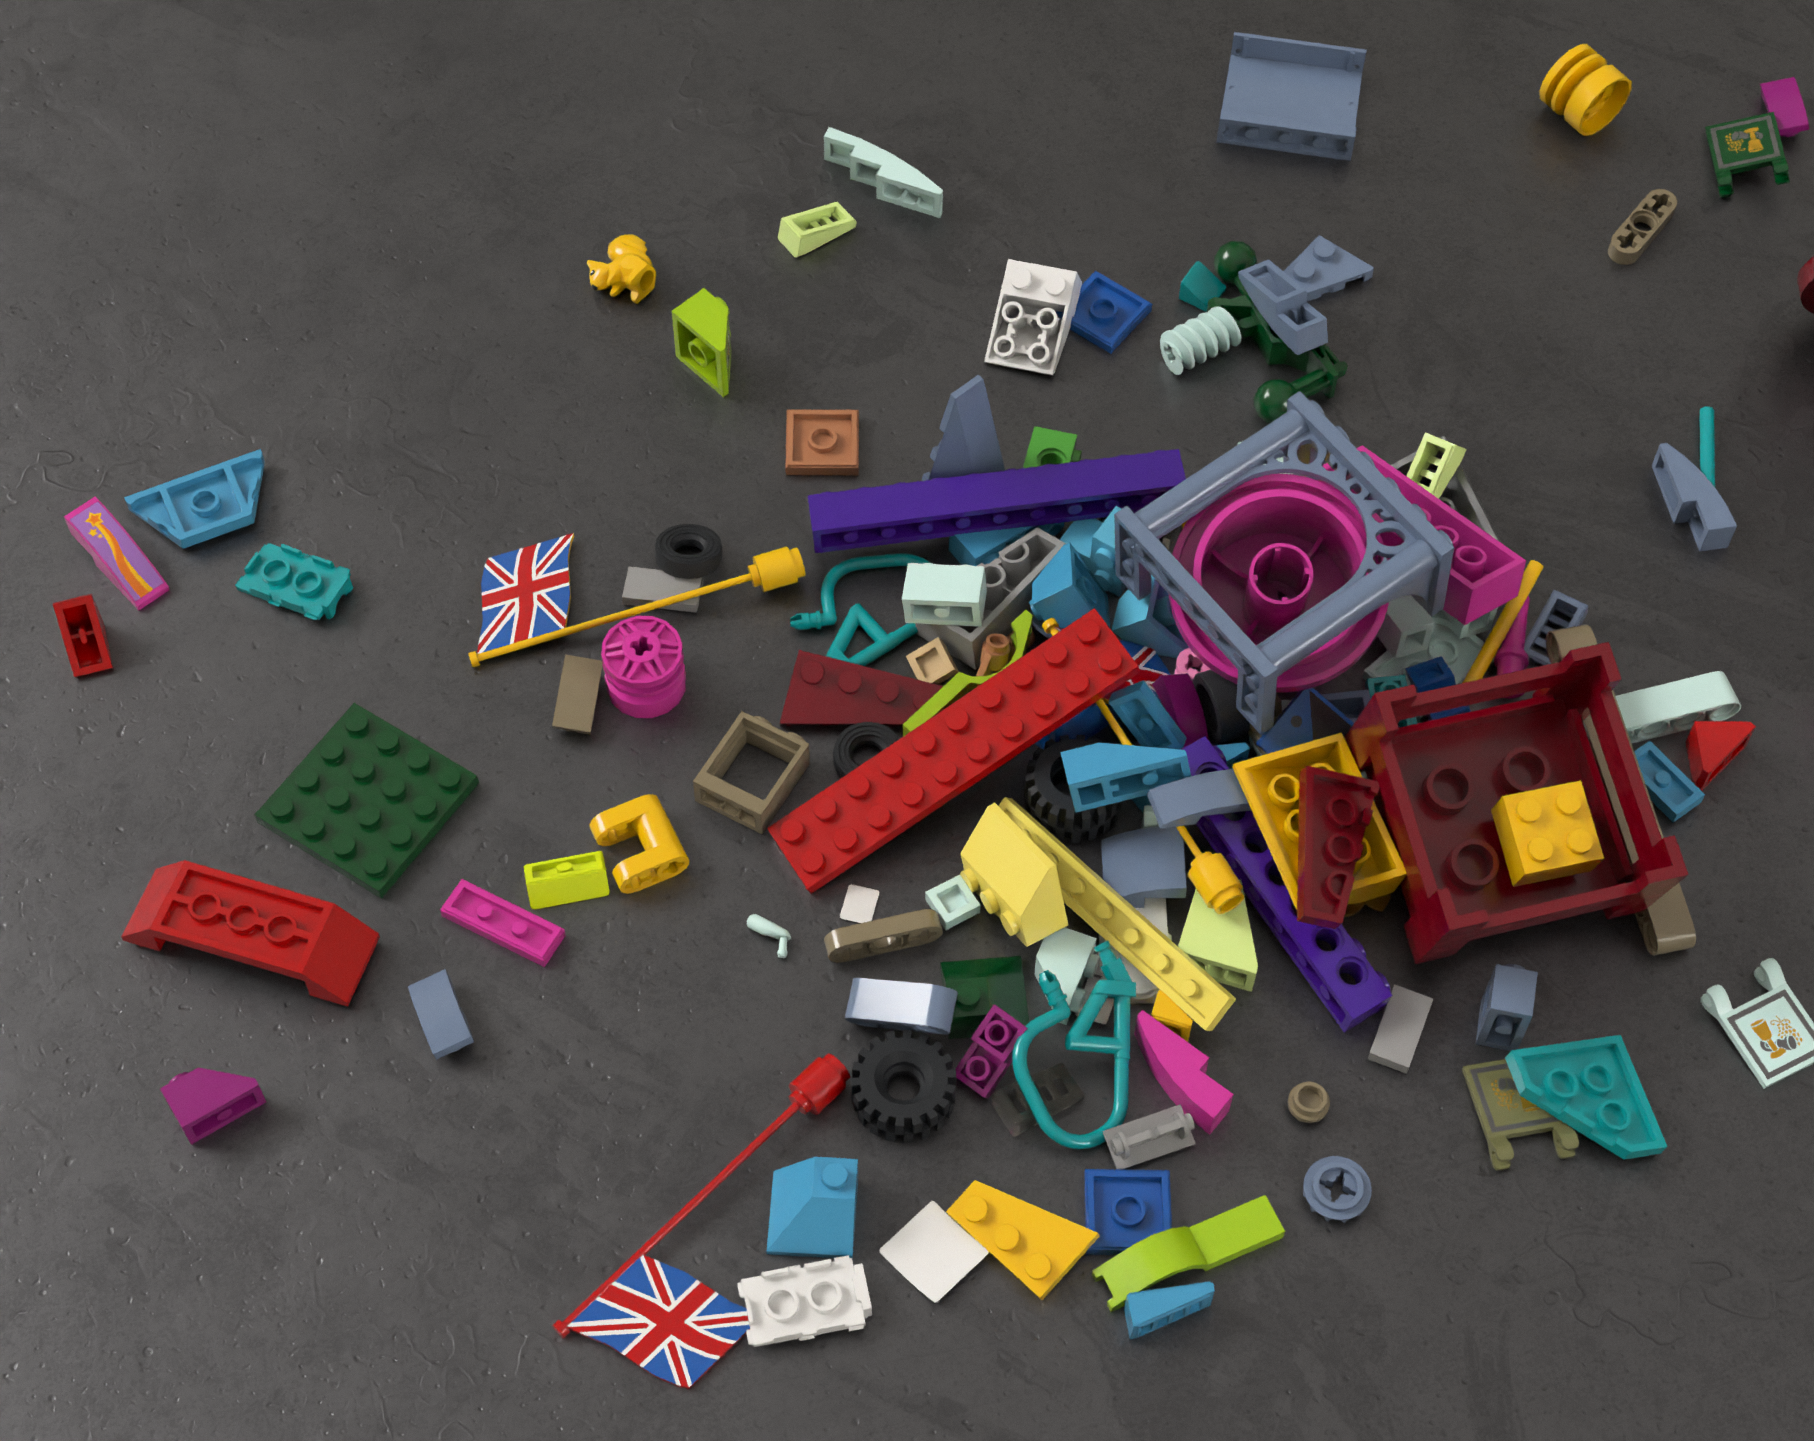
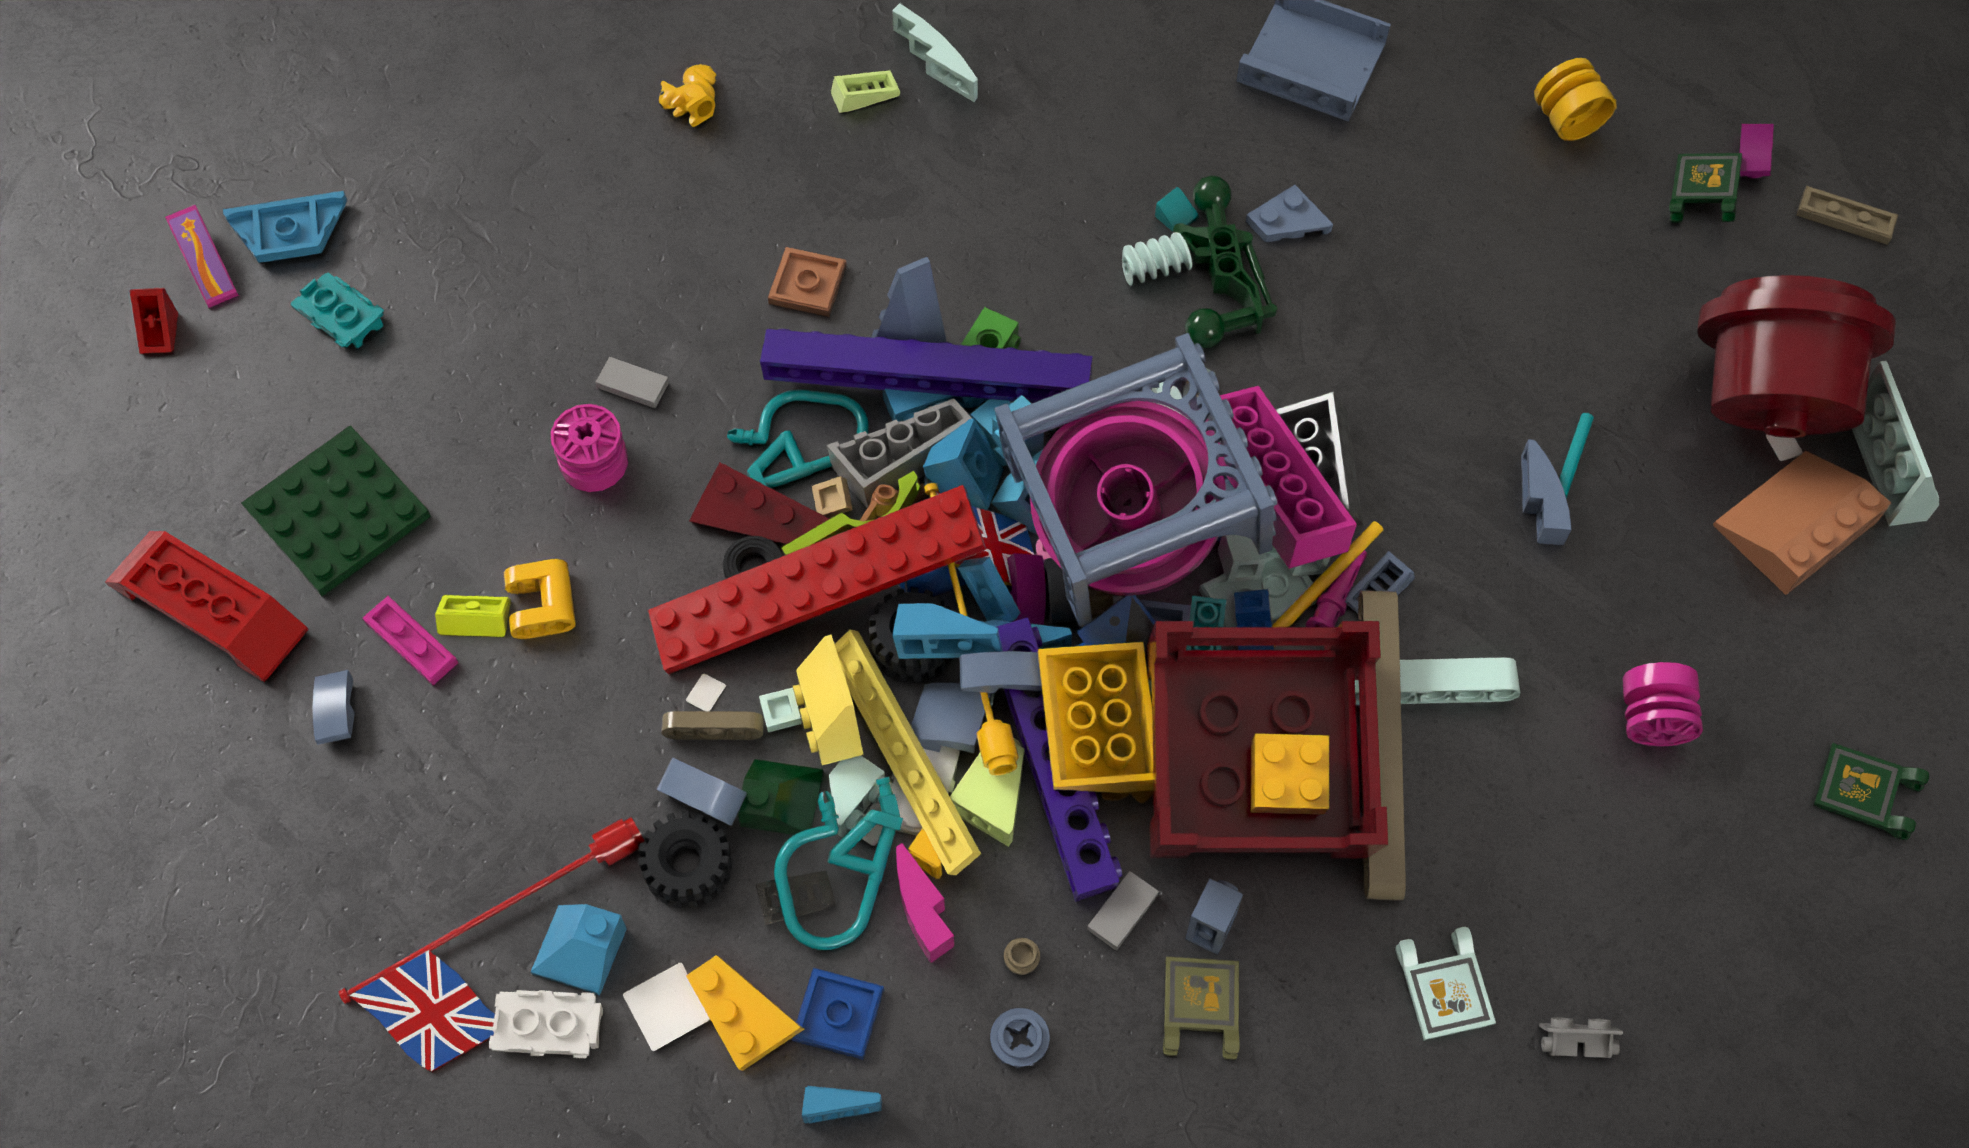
camera: 15 degrees right, 5 degrees up
(210, 1099) = (126, 736): magenta slope -> none
(530, 594) = (524, 360): flag -> none
(577, 694) = (529, 459): dark tan slope -> none
(688, 565) = (665, 340): black tyre -> none
(704, 338) = (734, 170): lime slope -> none
(735, 802) = (612, 557): dark tan window -> none
(770, 929) = (623, 697): light aqua piece -> none
(944, 594) = (851, 441): light aqua brick -> none
(990, 1052) = (759, 854): magenta slope -> none
(1026, 324) = (1019, 208): white slope -> none
(1107, 312) = (1084, 215): blue tile -> none
(1150, 1137) = (876, 953): light grey hinge -> none
(1190, 1248) = (878, 1058): lime piece -> none
(1285, 306) = (1234, 245): sand blue slope -> none
(1331, 830) = (1100, 731): dark red wing -> none
(1446, 465) = (1324, 418): yellowish green slope -> none
(1592, 1091) = (1266, 1007): teal plate -> none
(1644, 214) = (1582, 246): dark tan beam -> none
(1667, 783) = (1427, 745): dark azure plate -> none
(1713, 746) = (1484, 725): red slope -> none

